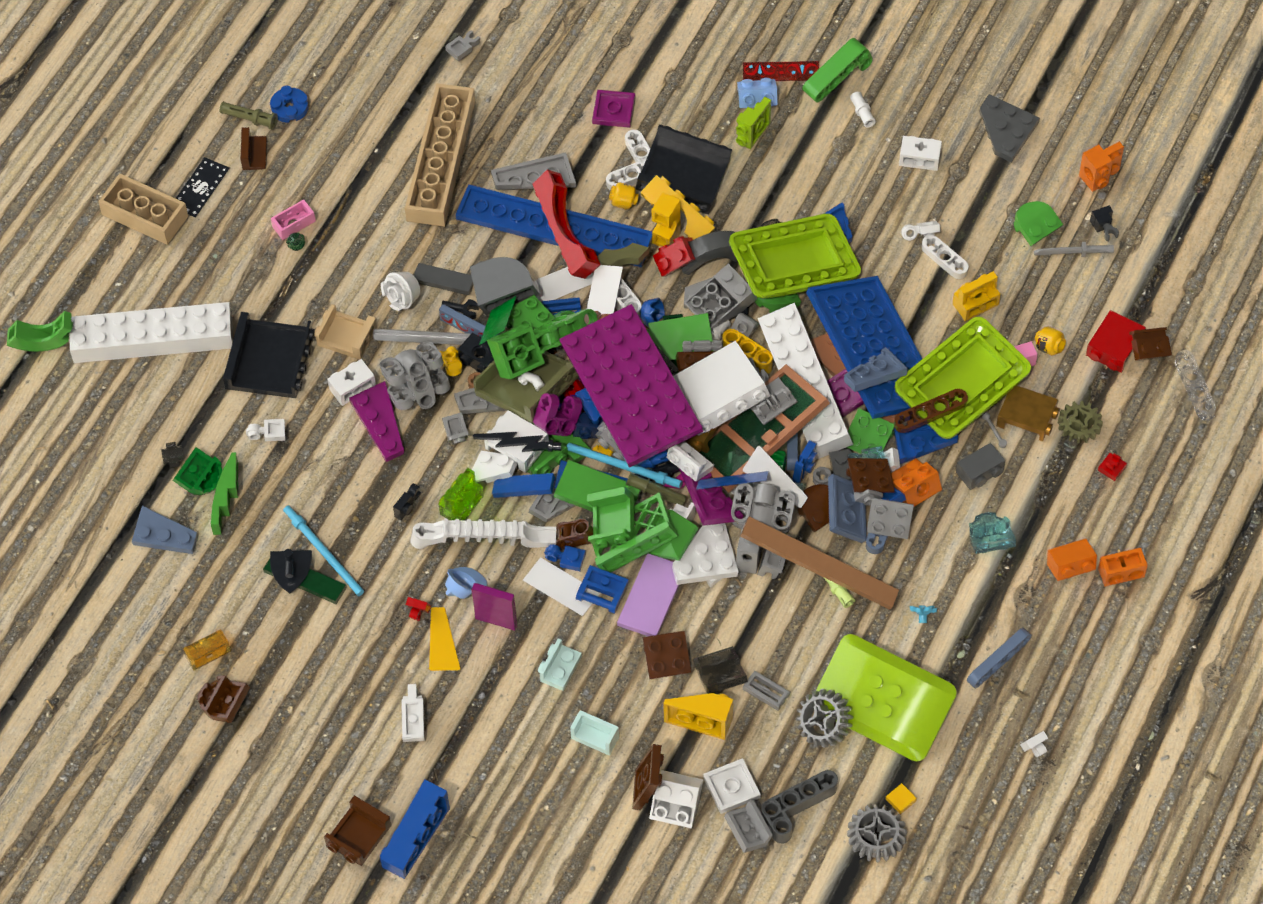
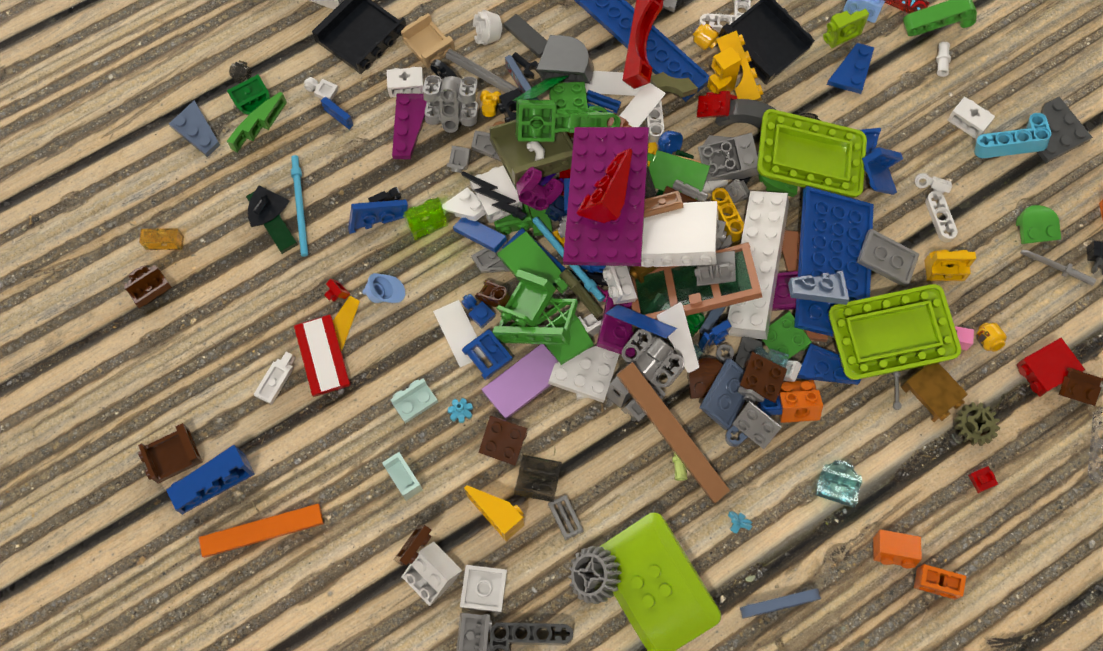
camera: 30 degrees right, 10 degrees up
(301, 445) = (337, 113): none -> blue tile
(383, 350) = (441, 69): none -> black tile
(403, 520) = (374, 212): none -> blue wing
(443, 672) = (322, 355): none -> tile
(491, 850) = (260, 530): none -> orange tile
(494, 606) = (387, 324): magenta tile -> none
(530, 535) = (457, 274): white piece -> none
(608, 652) = (460, 410): none -> medium azure plant
(635, 379) = (610, 192): none -> red wedge
(687, 367) = (662, 204): none -> medium nougat tile
(784, 159) = (853, 70): none -> blue wing
(860, 239) = (877, 167): none -> blue bracket
(919, 317) = (888, 258): none -> light grey tile
(932, 413) = (848, 347): reddish brown beam -> none
(973, 155) = (1028, 140): none -> medium azure beam
(980, 466) = (865, 418): dark grey brick -> none

